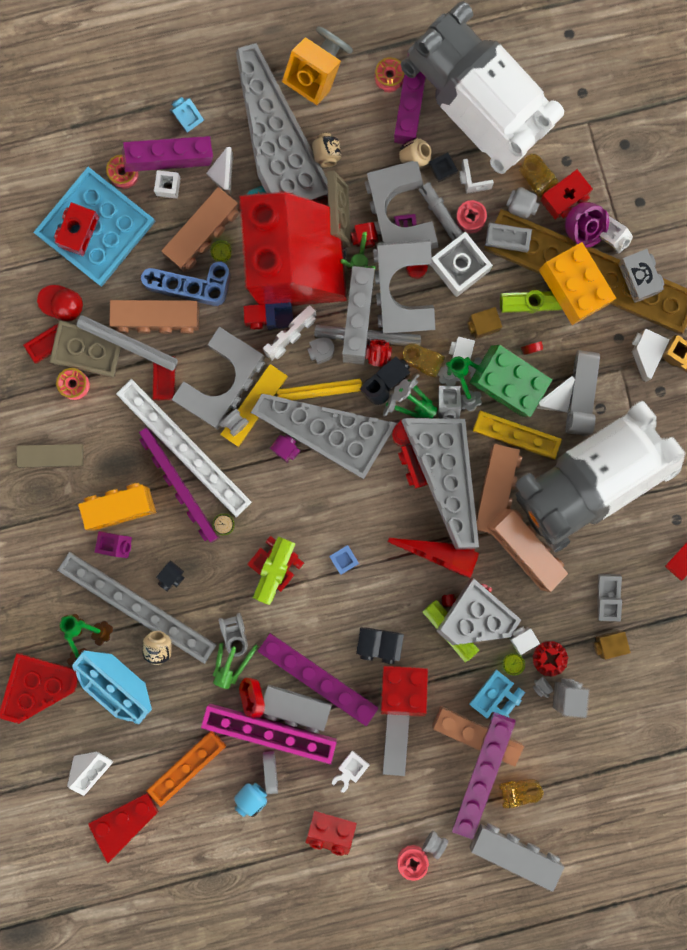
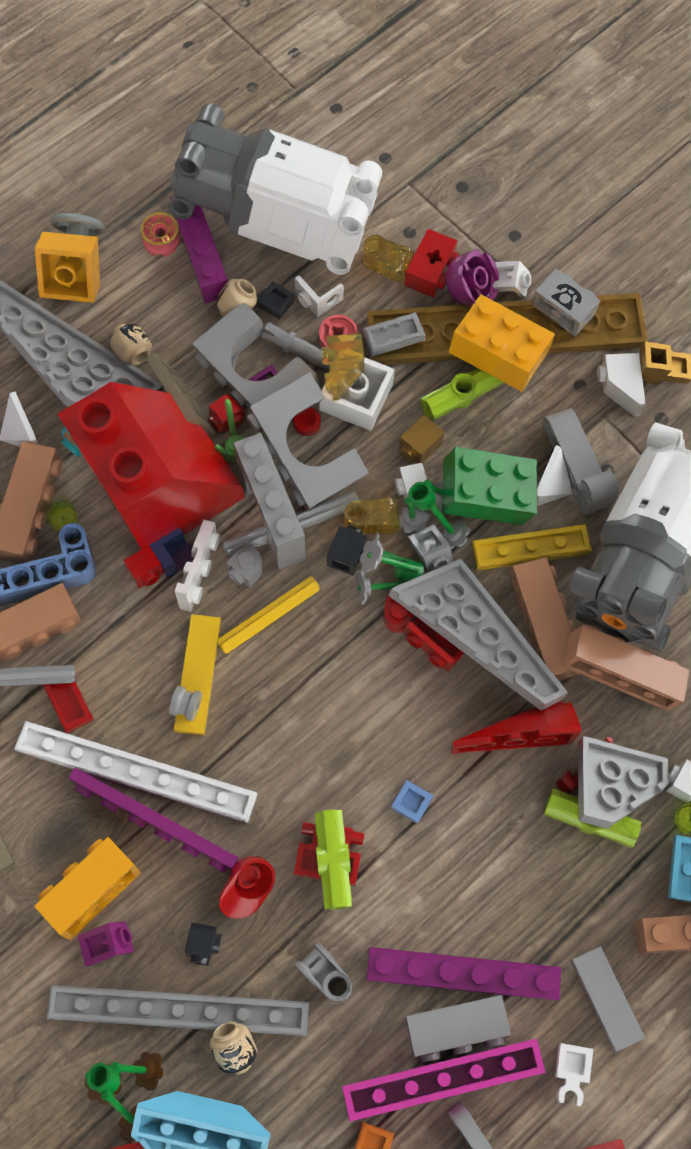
camera: 35 degrees left, 15 degrees down
(215, 557) = (247, 887): none -> red cap
(216, 408) = (150, 702): light grey arch -> none
(223, 524) = (236, 839): tile -> none
(224, 676) = (342, 1039): bright green plant -> none
(251, 697) = (395, 1041): red beam -> none
(285, 448) = (264, 704): magenta plate -> none
(338, 435) = (317, 655): light grey wing -> none
(375, 390) = (336, 579): black plate -> none
(378, 352) = (317, 534): red gear -> none
(379, 644) = (516, 883): black brick -> none
(404, 691) = (581, 925): red brick -> none
(459, 245) = (345, 362): none -> clear yellow slope
(522, 203) = (388, 292): light grey head -> none
(532, 348) = (491, 440): red tile -> none

